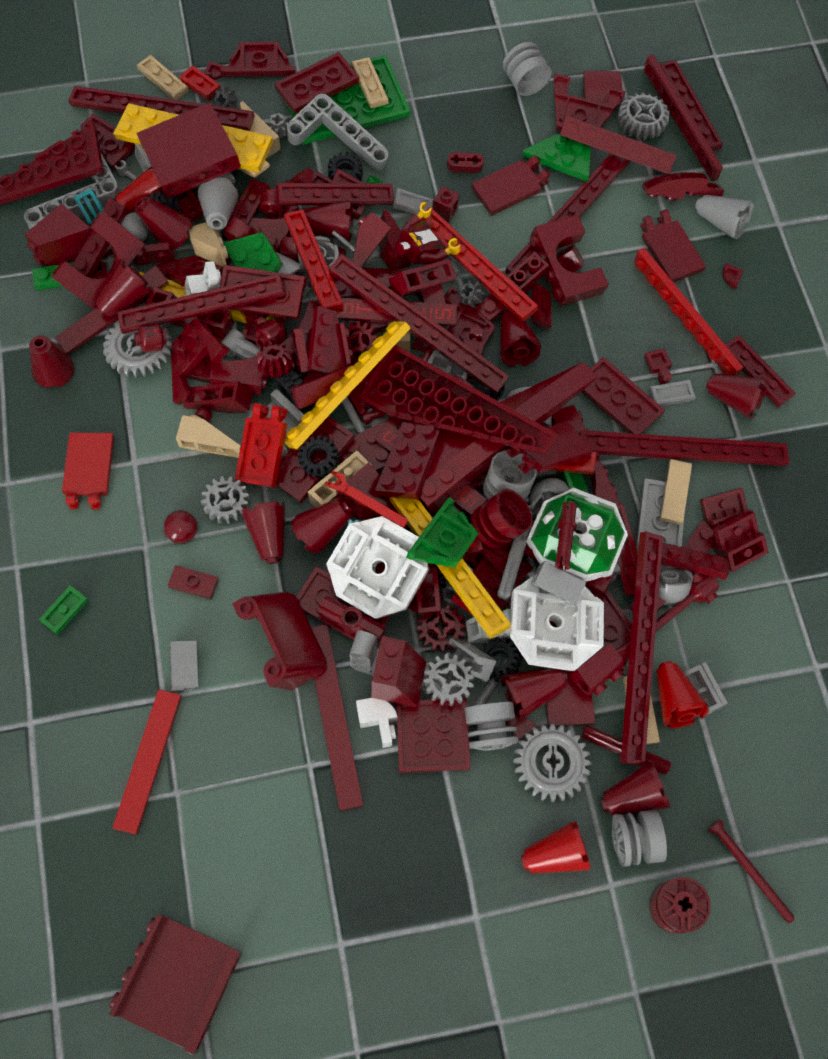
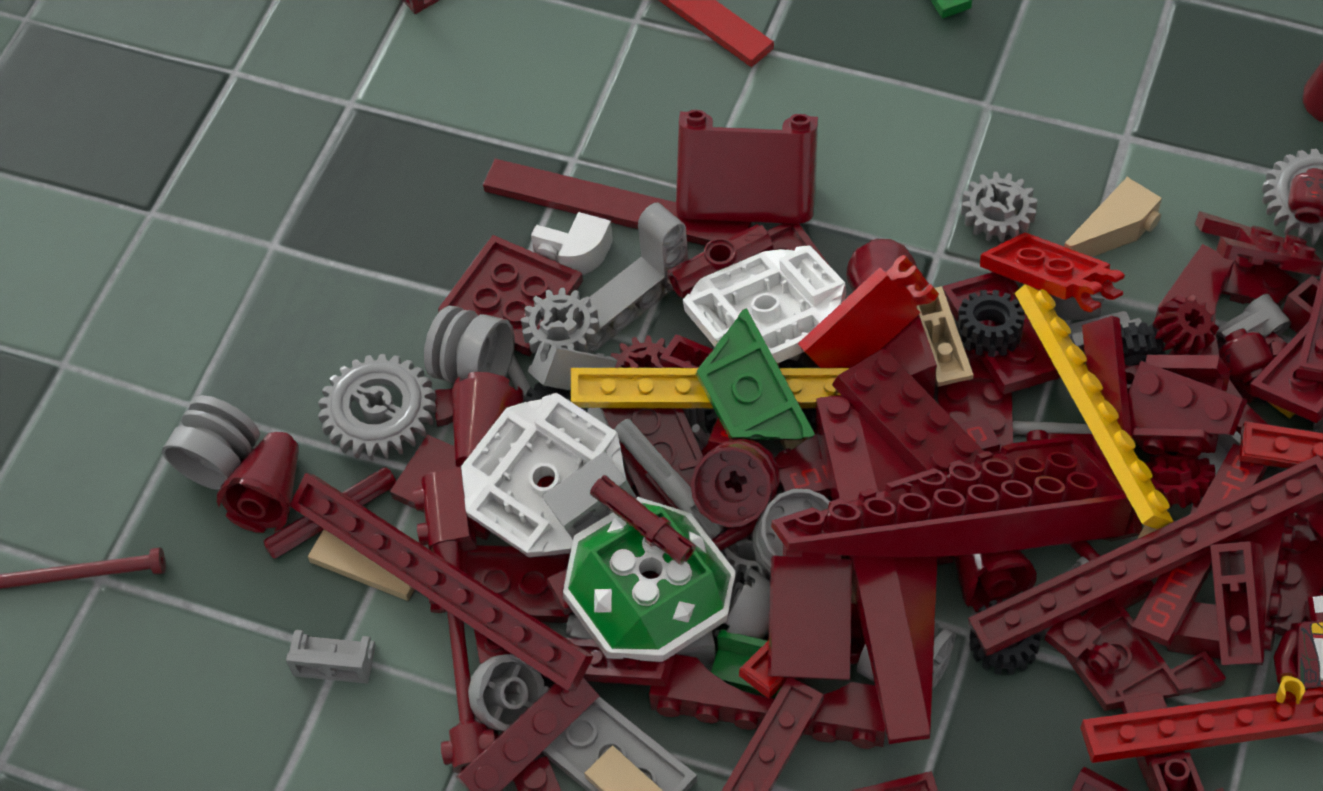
camera: 130 degrees right, 10 degrees down
(87, 468) = (1142, 79): red tile -> none
(180, 526) = (989, 145): dark red hair -> none
(183, 666) = (787, 71): light grey hinge -> none
(193, 582) = (898, 132): dark red plate -> none
(204, 414) = (1154, 235): dark red hinge -> none
(221, 397) = (1167, 261): dark red slope -> none
(267, 529) = (925, 228): dark red cone -> none
(398, 673) = (605, 256): dark red slope -> none
(471, 293) = (1184, 684): dark grey gear -> none
(518, 341) = (1053, 716): dark red cone -> none
(557, 852) = (265, 356): red cone -> none
(667, 912) = (104, 446): dark red wheel -> none
(678, 697) = (346, 607): red cone -> none

